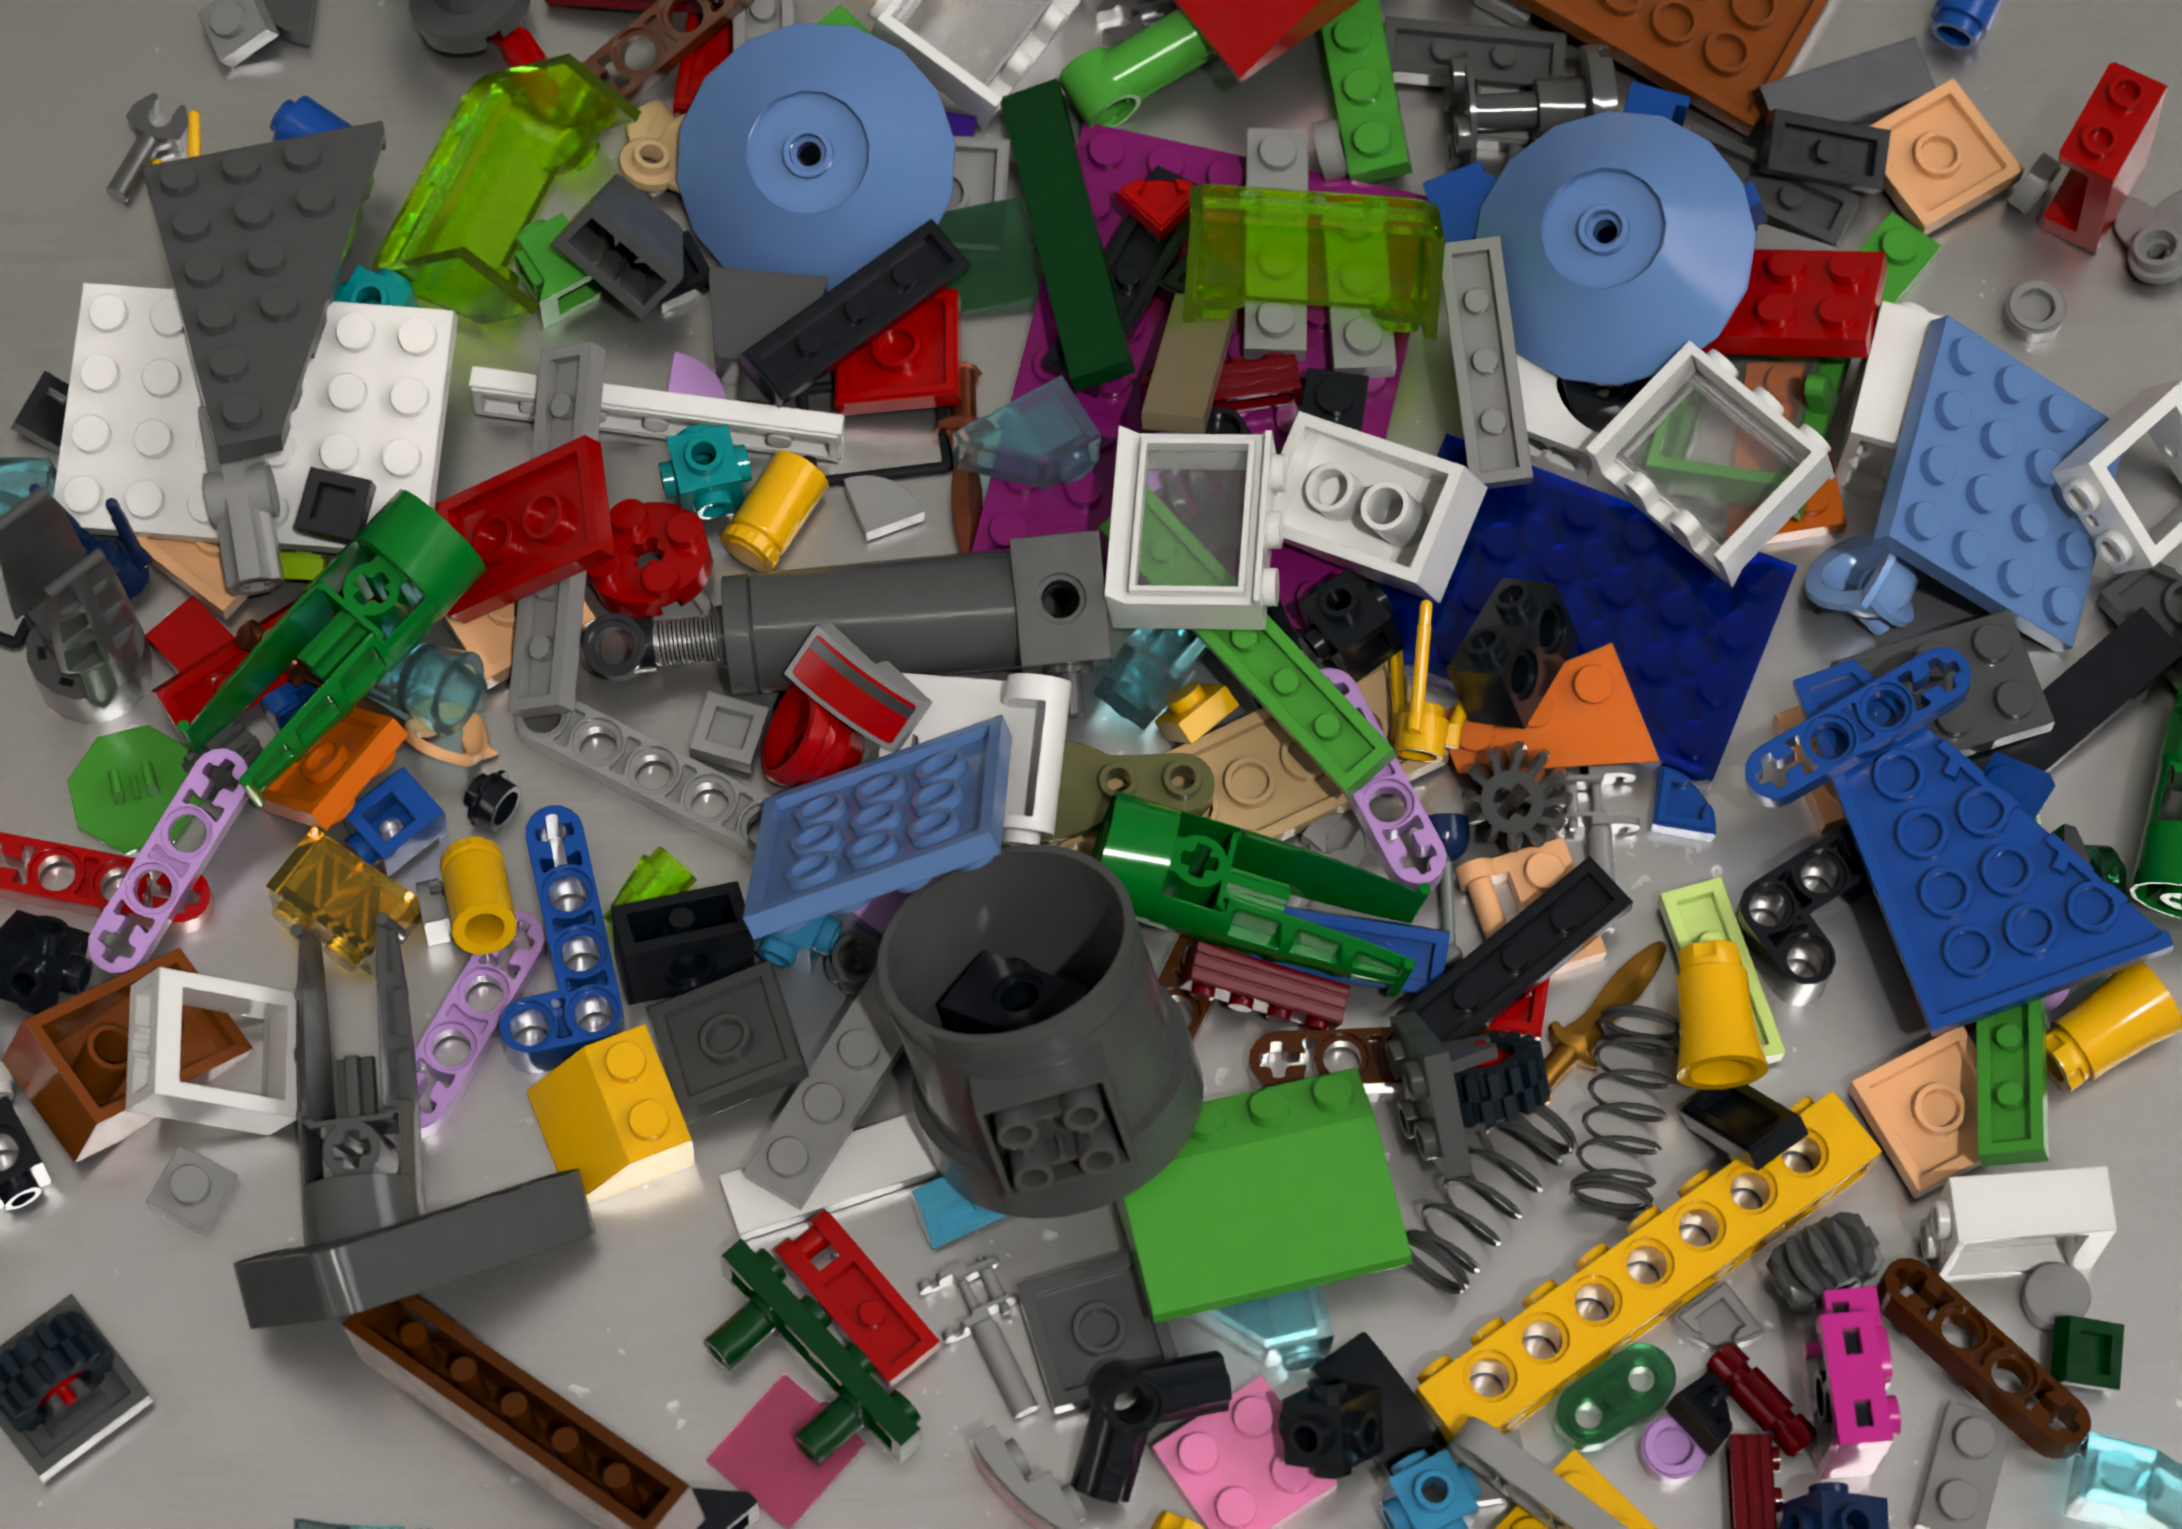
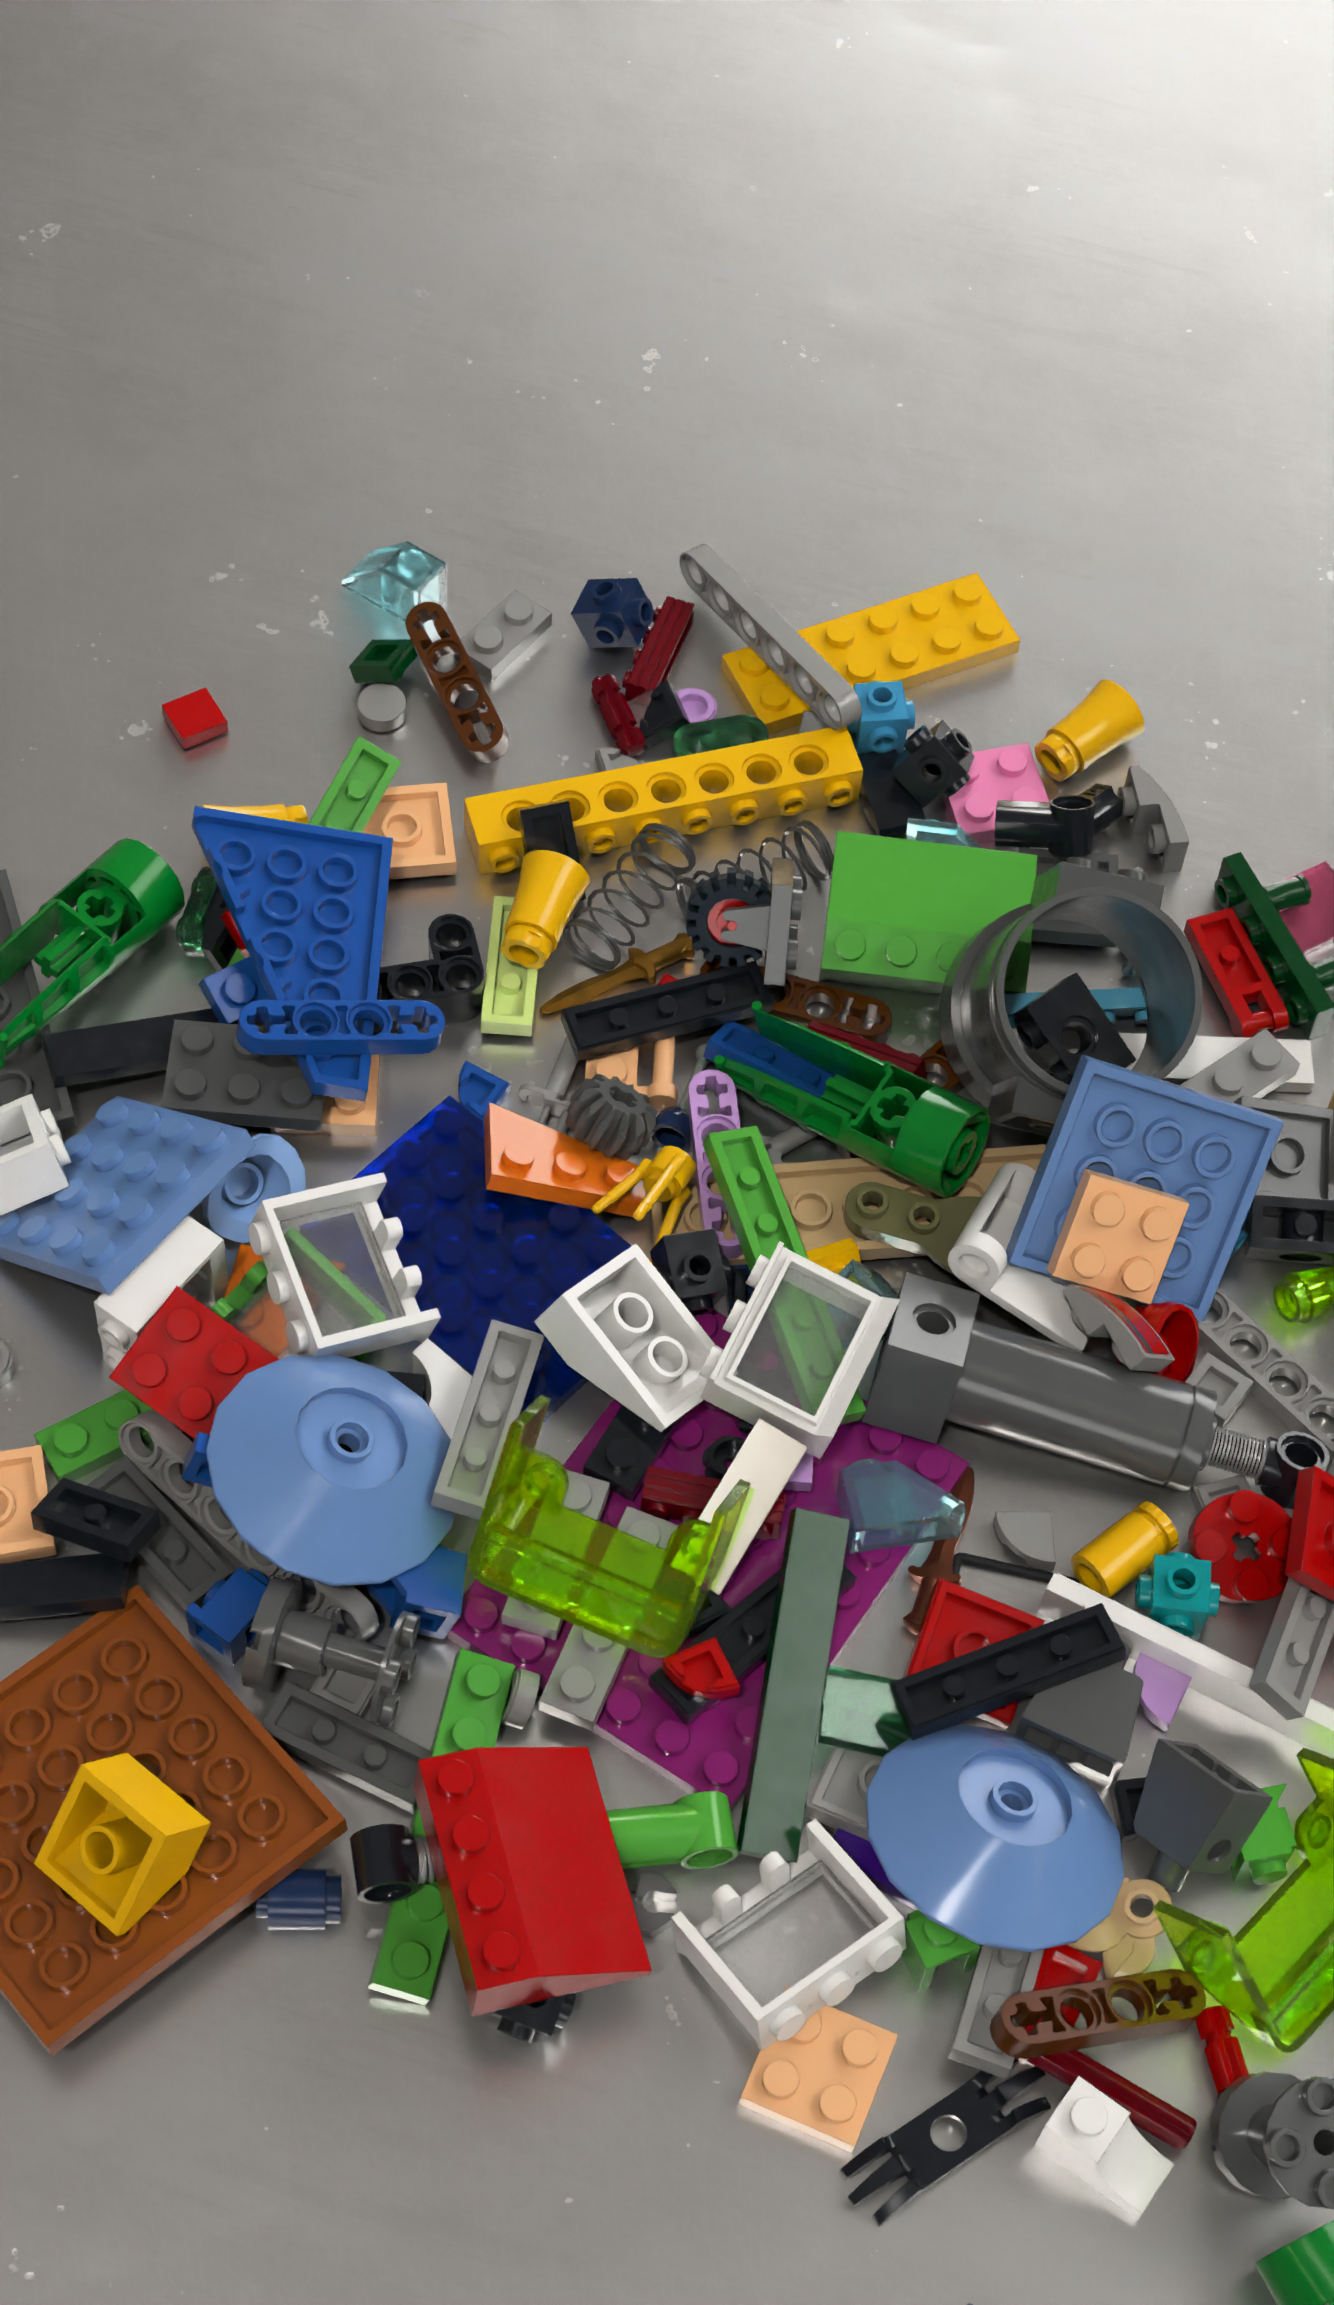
camera: 160 degrees left, 10 degrees down
(890, 769) = (1117, 1236): none -> light nougat plate
(1512, 653) = (576, 1187): black brick -> none
(1824, 1256) = (538, 752): dark grey gear -> none
(1849, 1382) = (562, 674): dark pink piece -> none
(2019, 1222) = (401, 702): white window -> none

